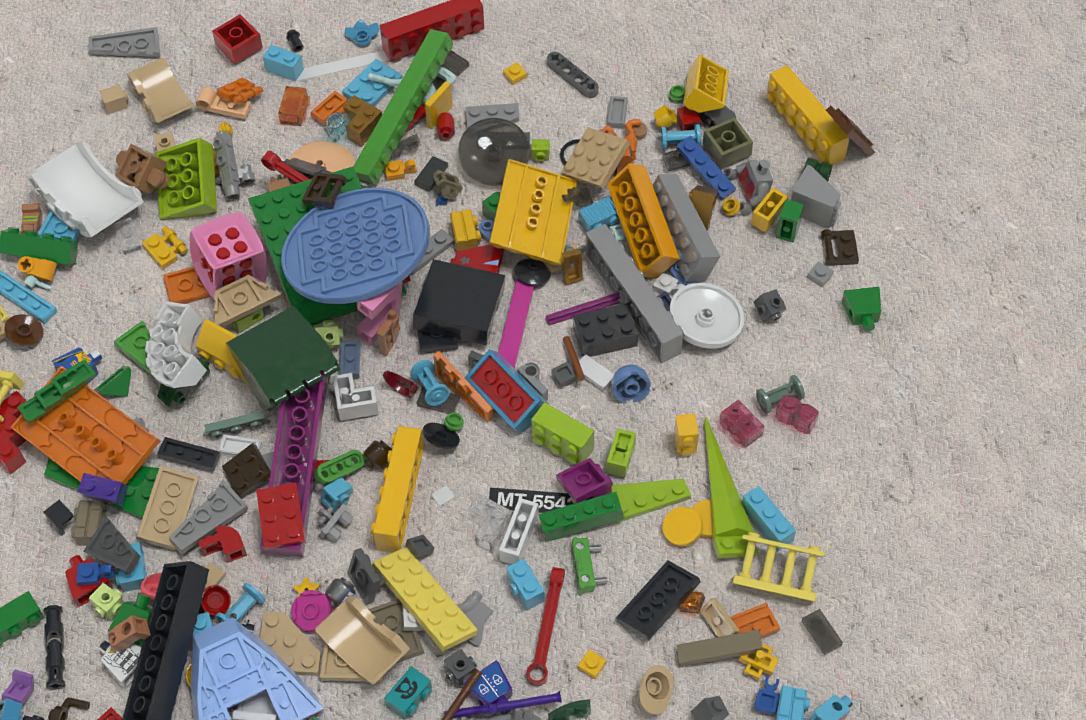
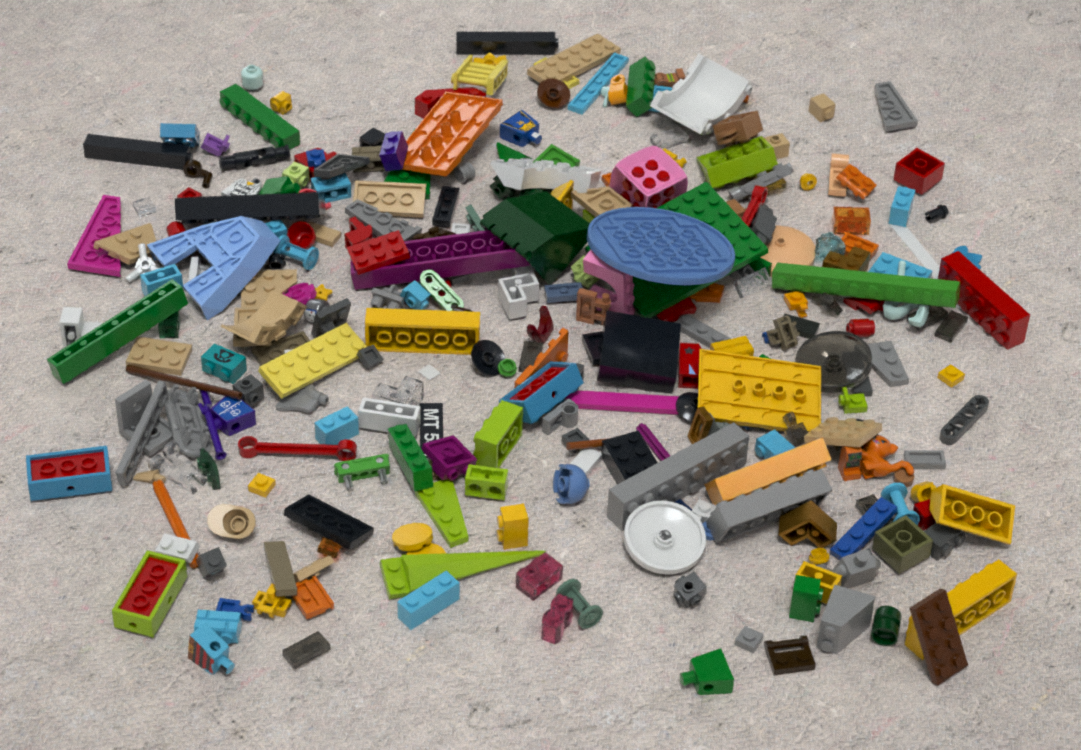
camera: 80 degrees right, 15 degrees down
(57, 391) = (475, 101): green slope -> none
(128, 632) = (259, 181): nougat leg -> none
(159, 90) = (842, 133): tan panel -> none
(319, 187) = (724, 223): dark brown plate -> none
(436, 392) = (529, 344): medium azure hose -> none
(438, 103) = (882, 312): yellow tile -> none
(785, 586) = (353, 599): light yellow fence -> none

